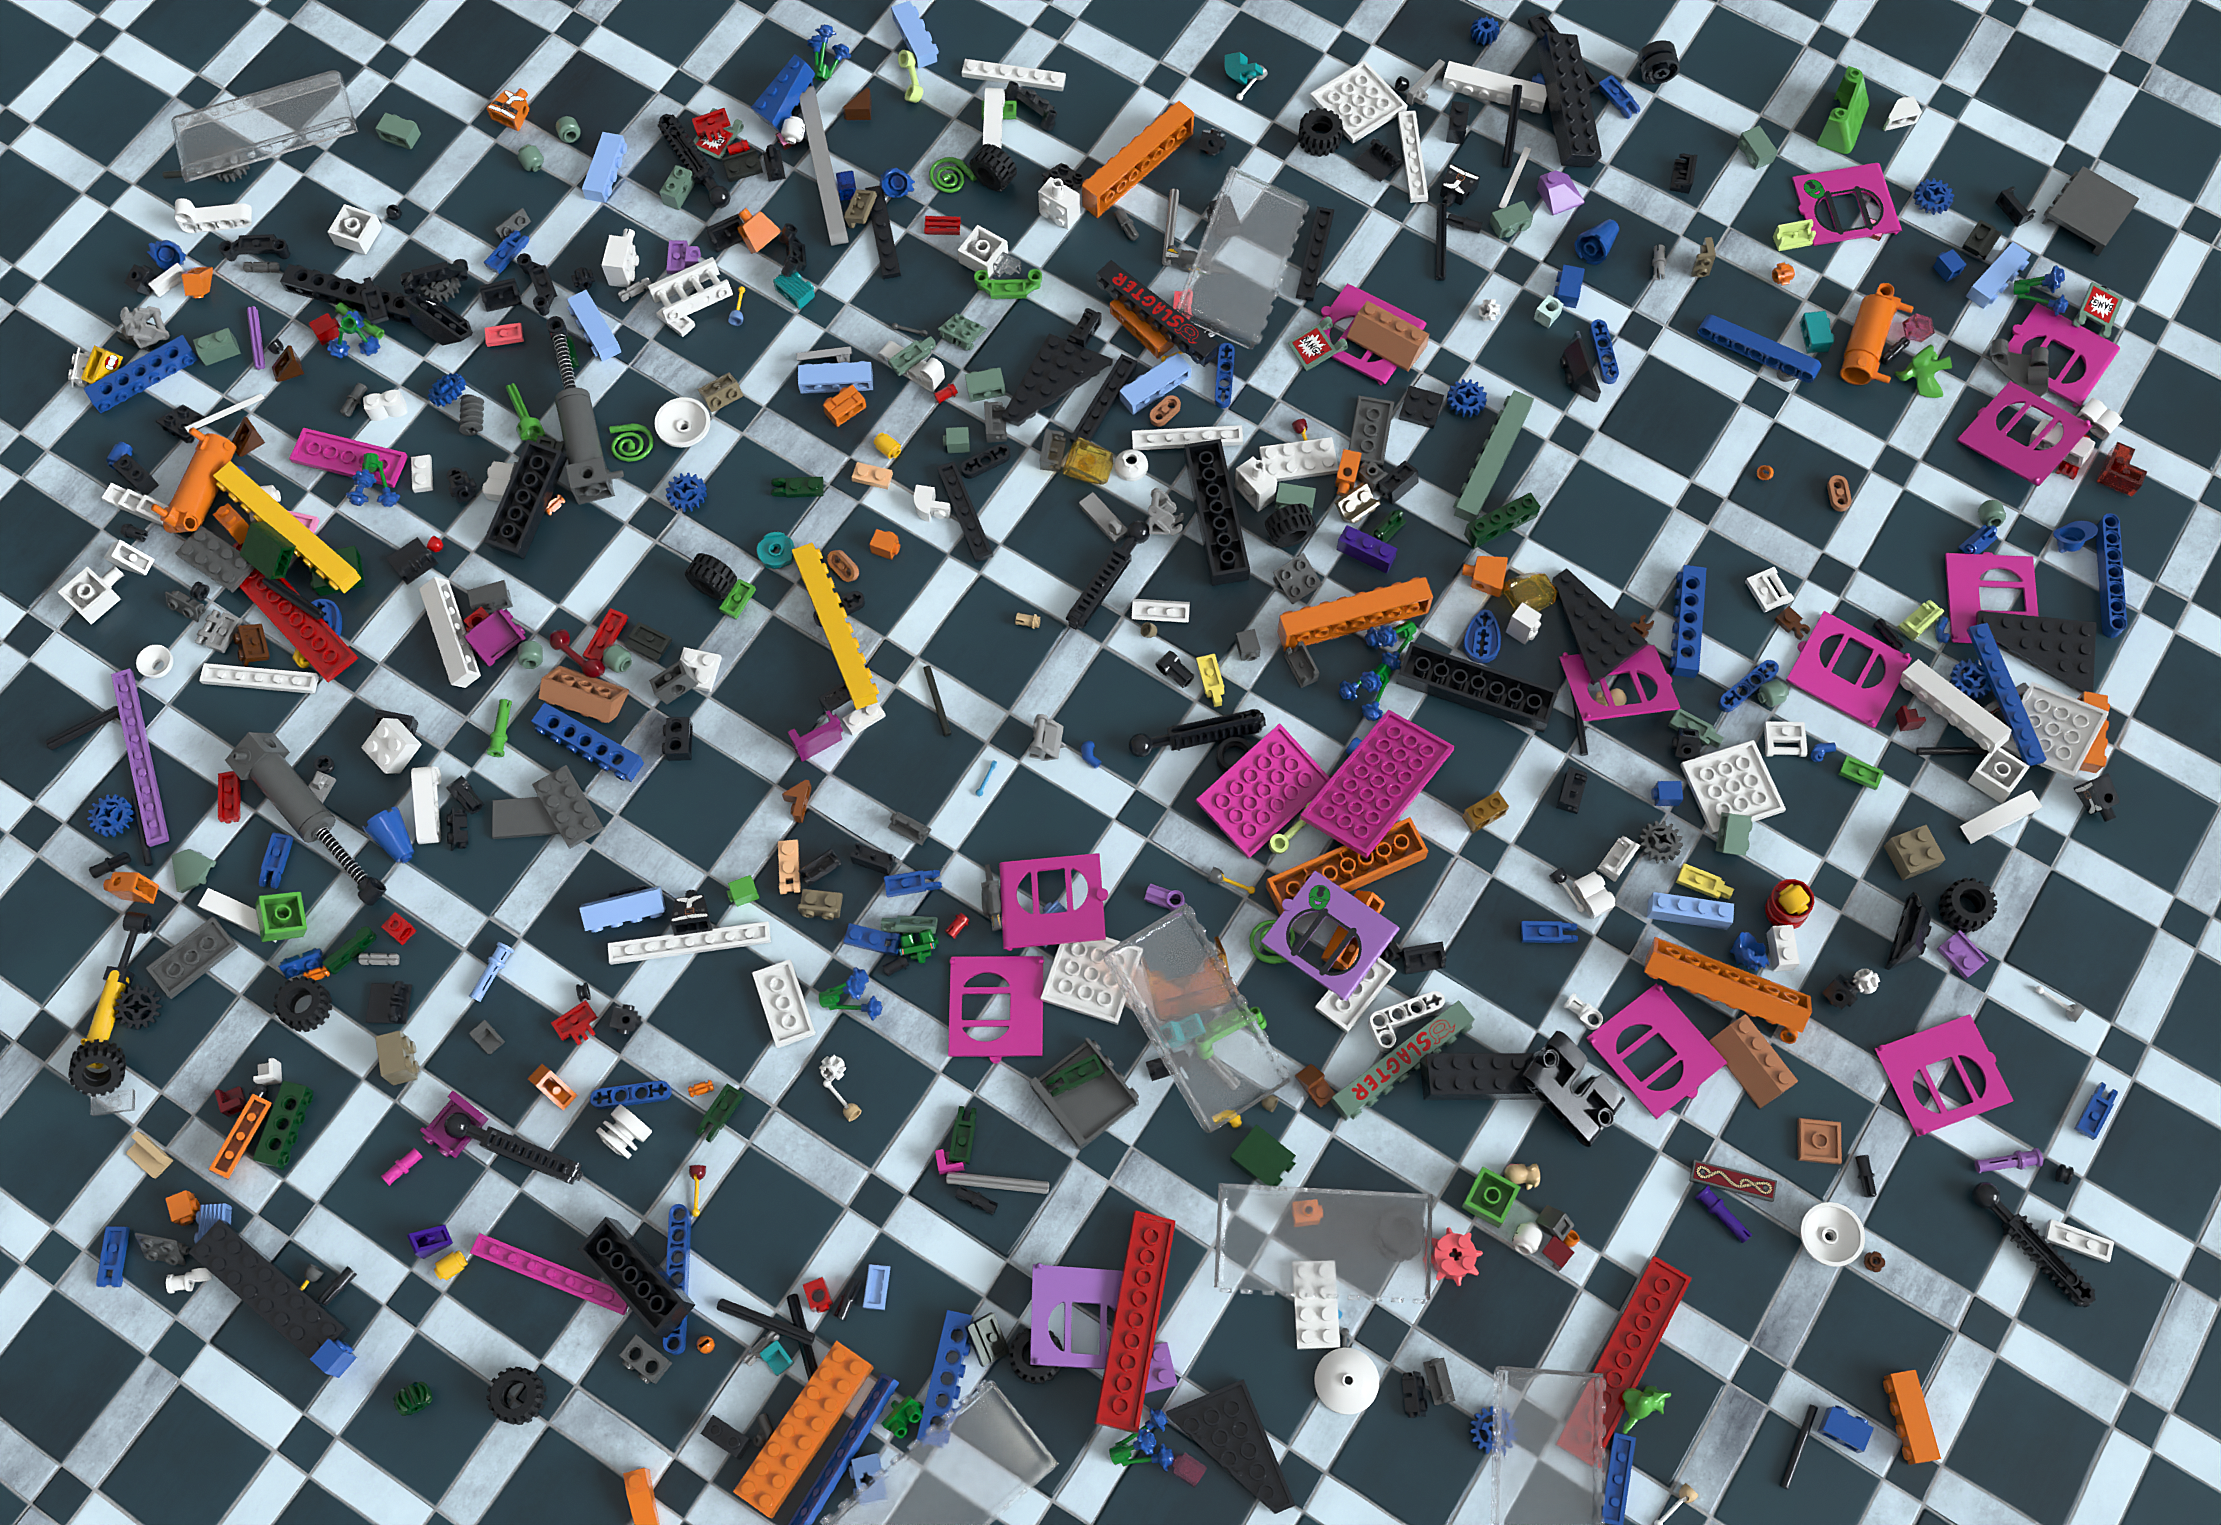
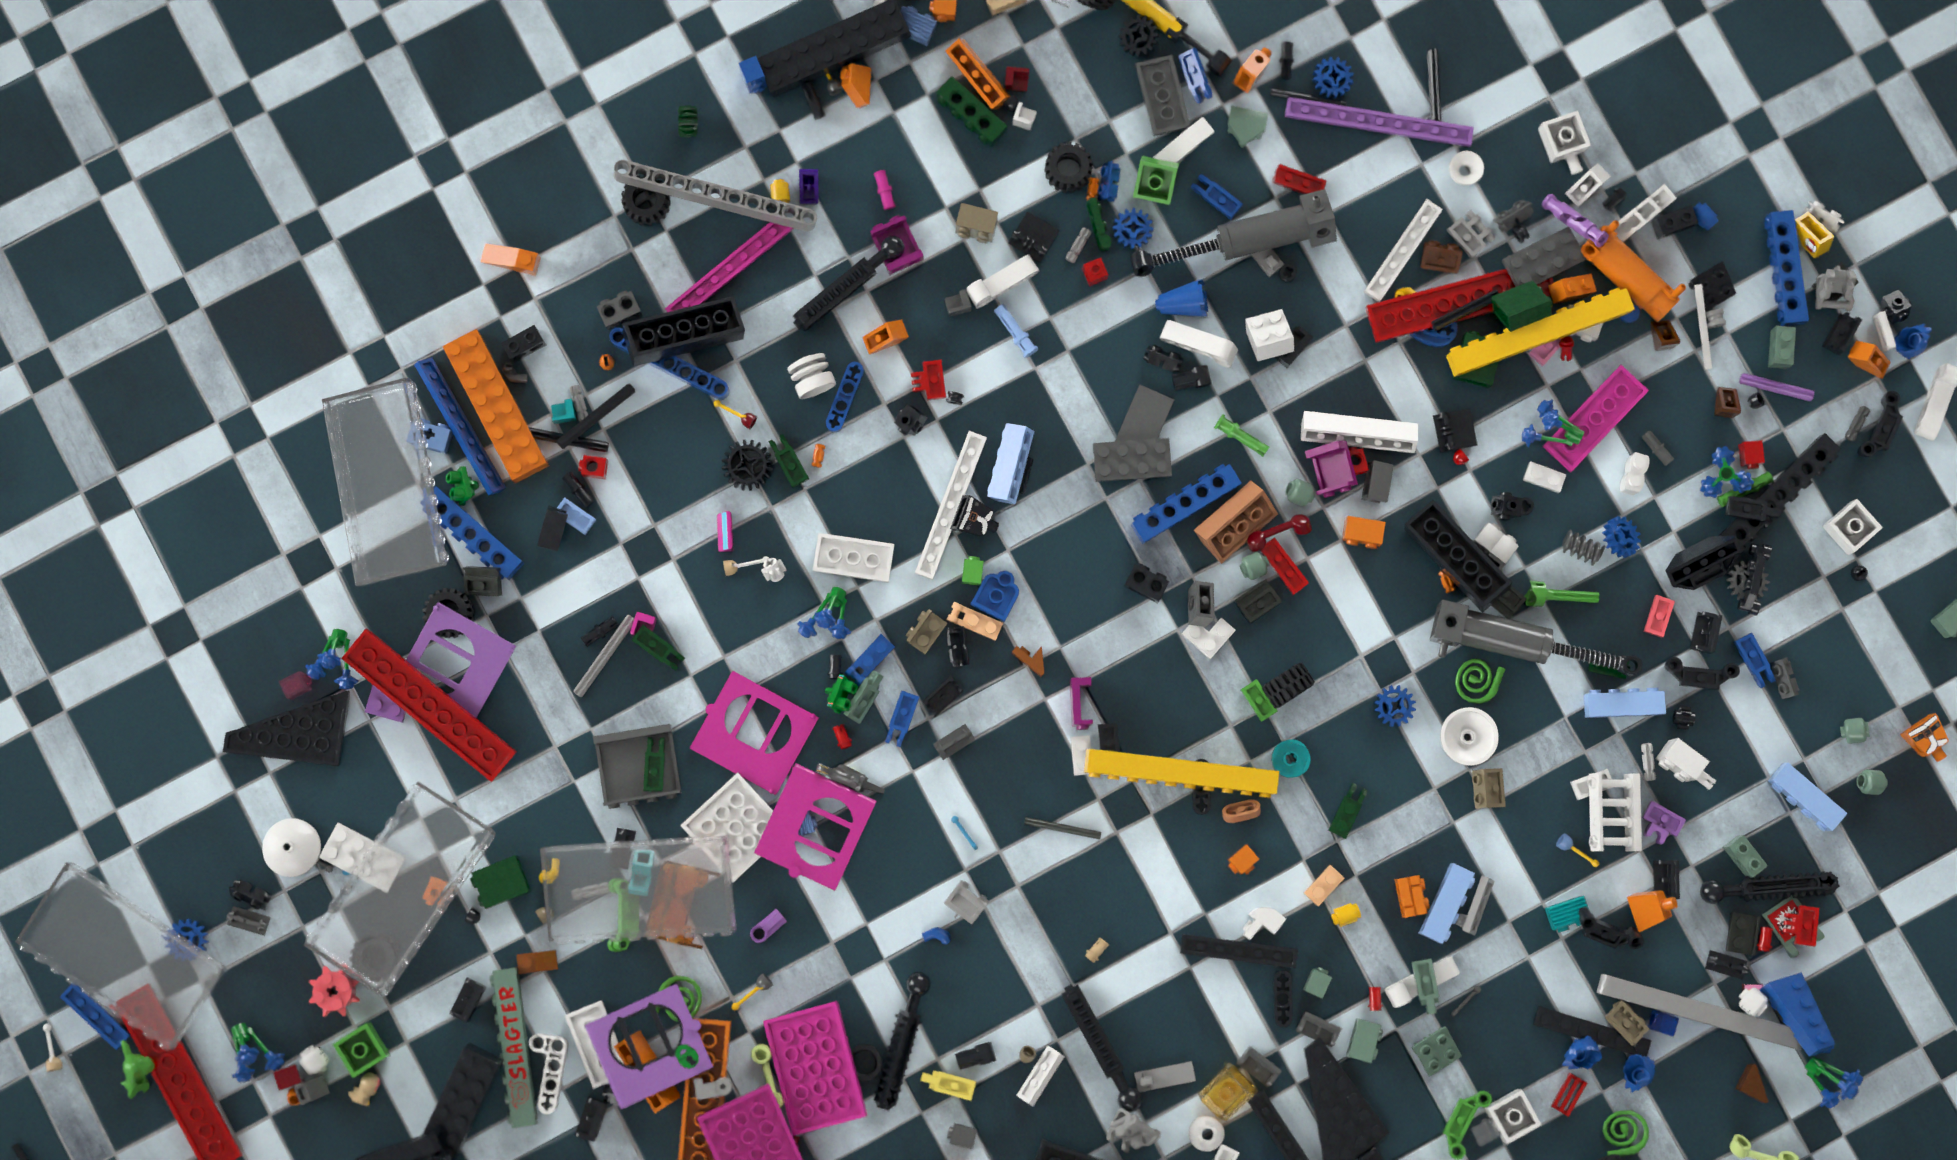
camera: 110 degrees right, 15 degrees up
(157, 938) = (1195, 75): none -> hinge
(168, 540) = (1575, 220): none -> medium lavender piece
(184, 309) = (1842, 333): none -> black hinge
(212, 406) = (1715, 318): none -> light grey wheel
(294, 505) = (1566, 344): none -> red pin
(300, 1249) = (856, 83): none -> orange slope
(331, 916) = (1140, 228): none -> blue gear
(446, 1007) = (994, 286): none -> white beam
(485, 1330) = (708, 188): none -> light grey beam
(541, 588) = (1363, 531): none -> orange brick
(737, 1154) = (739, 468): none -> black gear
(755, 859) = (996, 595): none -> blue plate
(818, 1134) = (724, 529): none -> dark pink slope
(899, 1299) = (552, 528): none -> black hinge
(903, 226) = (1582, 1054): none -> blue hair
(1309, 1167) = (473, 916): none -> black hinge
(1332, 856) = (712, 1089): none -> light grey leg
(1387, 1128) = (467, 1000): none -> black hinge
(1562, 1297) = (246, 1055): none -> blue plant

